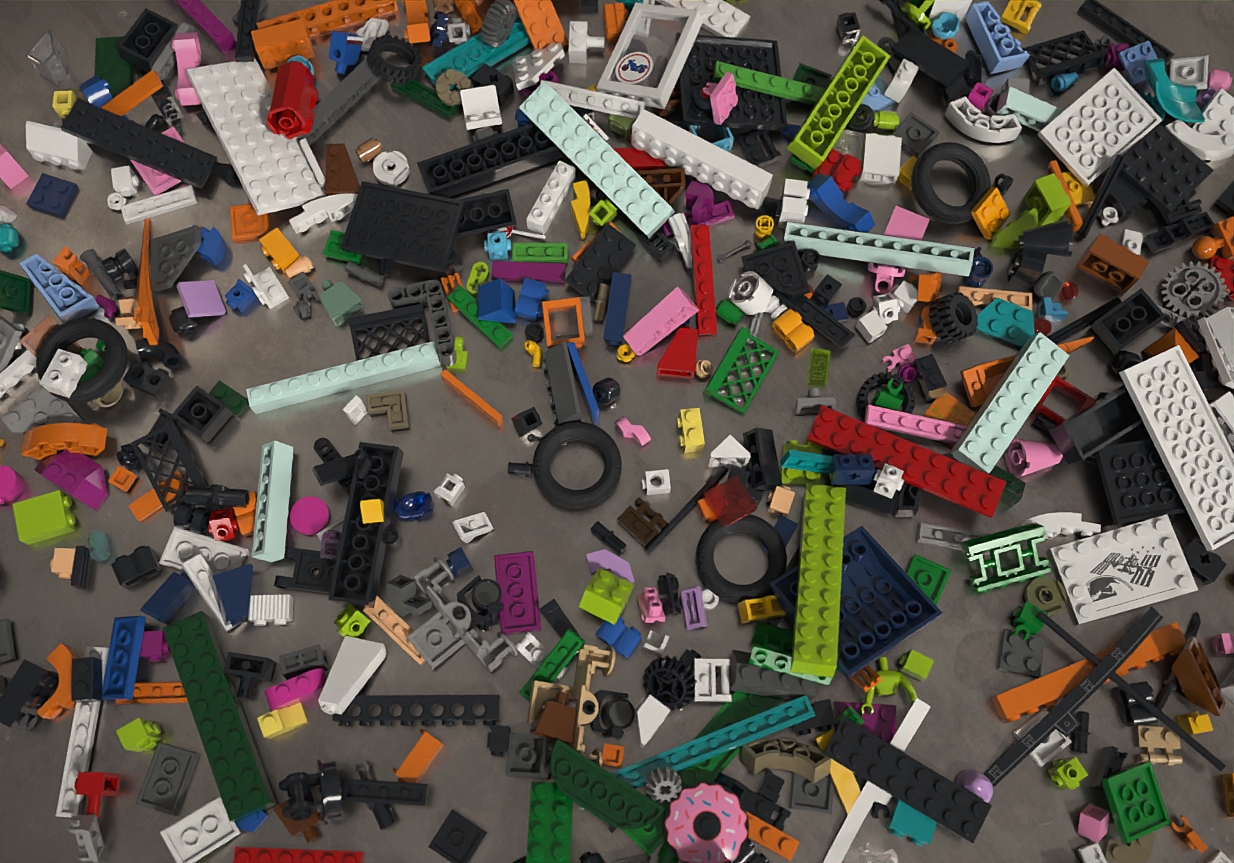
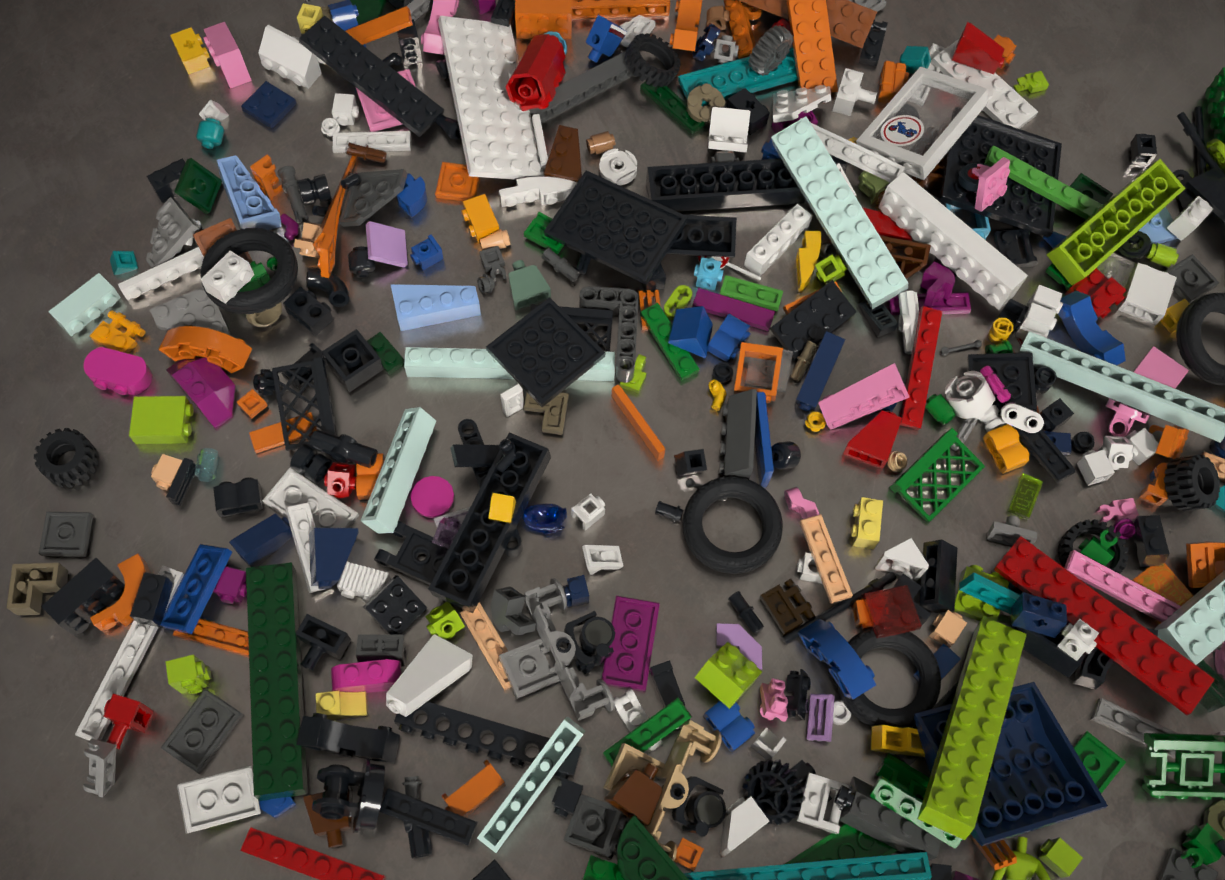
camera: 15 degrees right, 5 degrees down
(151, 247) = (353, 179): none -> black arm
(157, 217) = (366, 153): none -> reddish brown axle
(259, 342) = (433, 304): none -> light blue wedge
(266, 287) = (456, 251): white bracket -> none
(294, 749) = (344, 739): none -> black brick
(304, 622) = (395, 606): none -> black plate
(372, 359) = (545, 352): none -> black plate
(464, 738) = (531, 784): none -> light aqua brick
(663, 472) = (826, 559): none -> light nougat tile
(702, 560) = (845, 665): none -> blue brick
(728, 670) = (844, 797): none -> black plate
(769, 277) = (995, 384): none -> dark pink axle
(800, 299) = (1022, 417): none -> white plate

